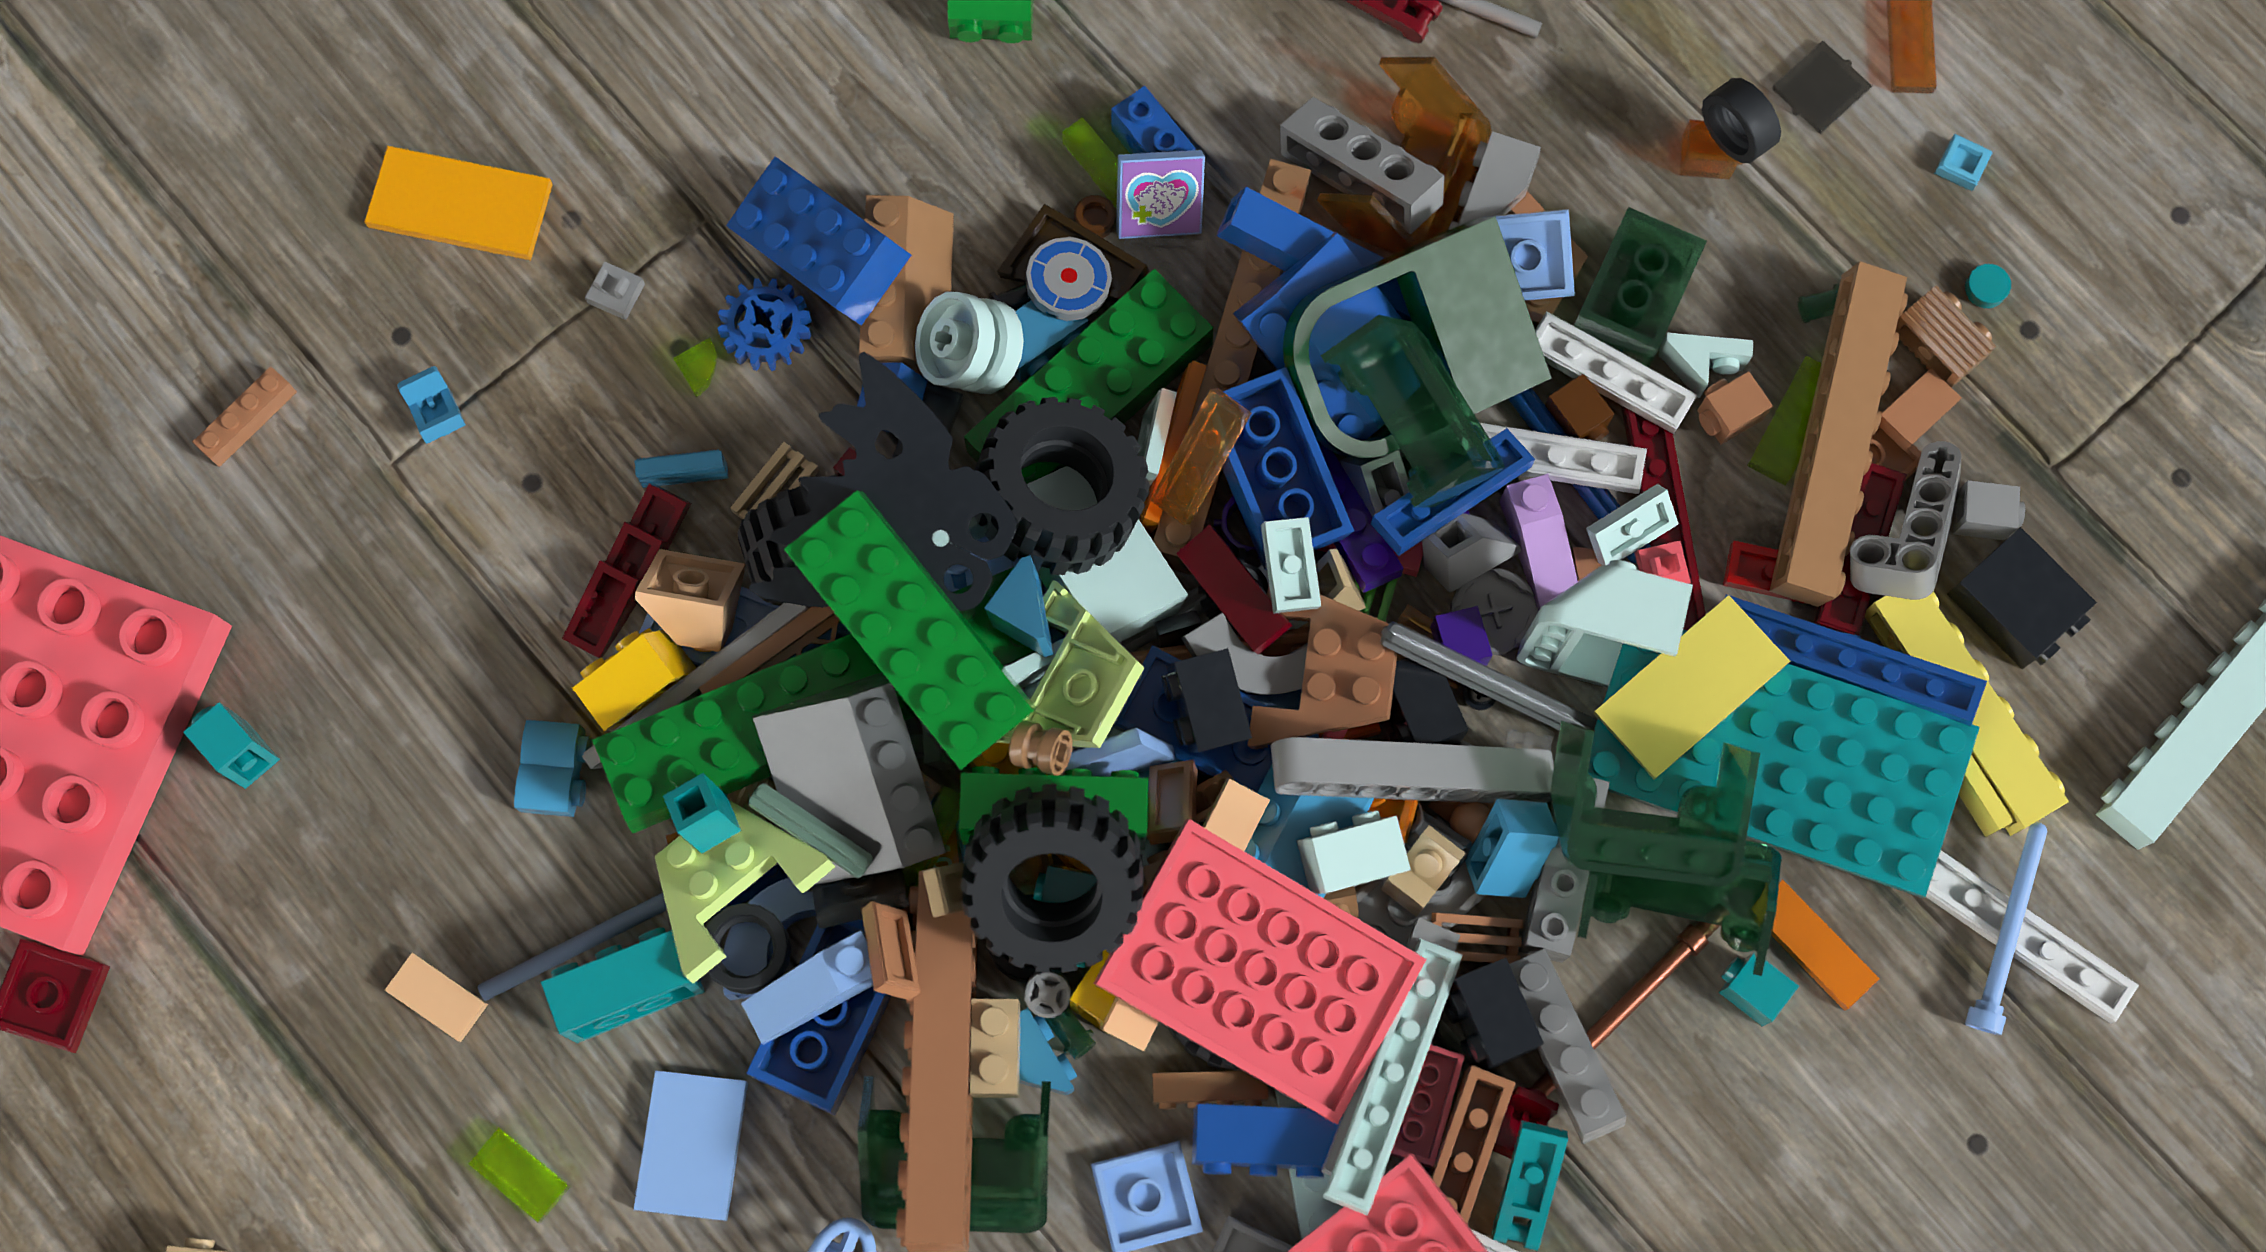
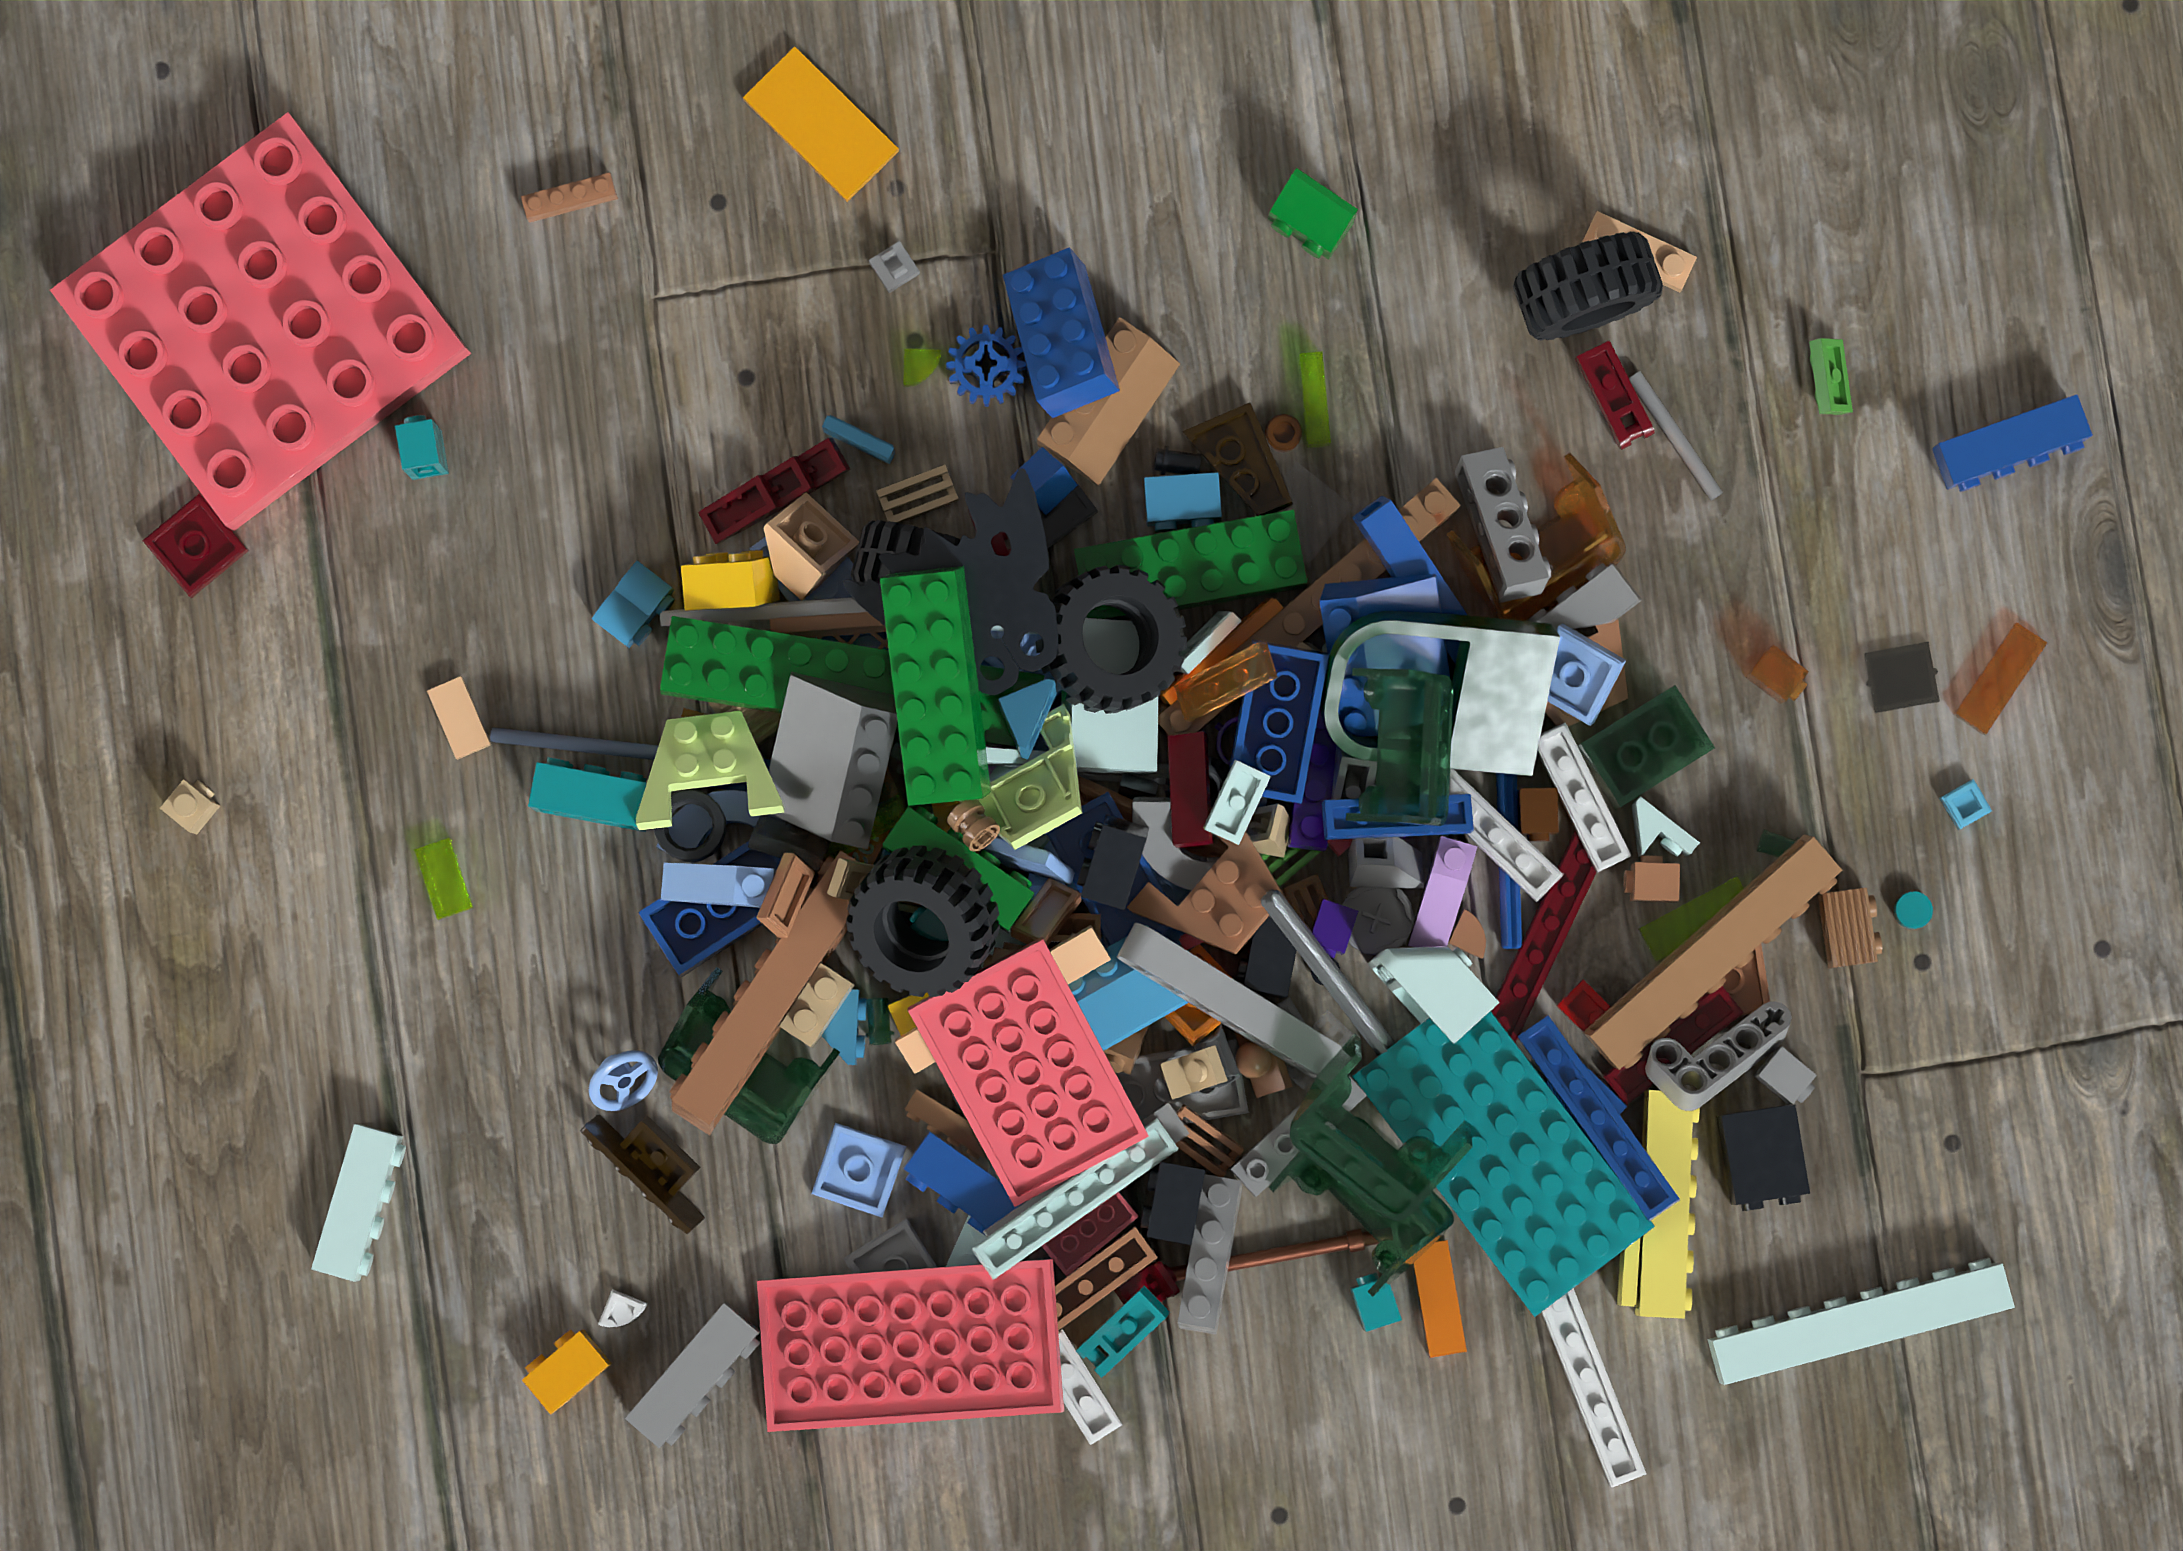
camera: 30 degrees right, 10 degrees up
(431, 404) = (708, 276): dark azure bracket -> none
(691, 1145) = (571, 933): light blue tile -> none
(702, 813) = (715, 717): teal brick -> none
(810, 830) = (782, 776): sand green axle -> none
(968, 343) = (1122, 480): light aqua wheel -> none
(1045, 1003) = (873, 994): light grey wheel -> none
(1068, 278) = (1226, 476): tile -> none
(1145, 125) = (1363, 401): blue brick -> none
(1160, 194) = (1337, 452): tile -> none
(1354, 853) = (1145, 1032): light aqua brick -> none
(1511, 848) = (1264, 1097): dark azure brick -> none
(1632, 525) = (1513, 923): light aqua plate -> none
(1664, 561) = (1516, 966): coral tile -> none
(1689, 694) = (1477, 1069): light yellow tile -> none
(1741, 120) = (1801, 675): black tyre -> none
(1918, 409) = (1789, 969): nougat tile -> none
(1987, 1012) = (1526, 1422): light blue piece -> none

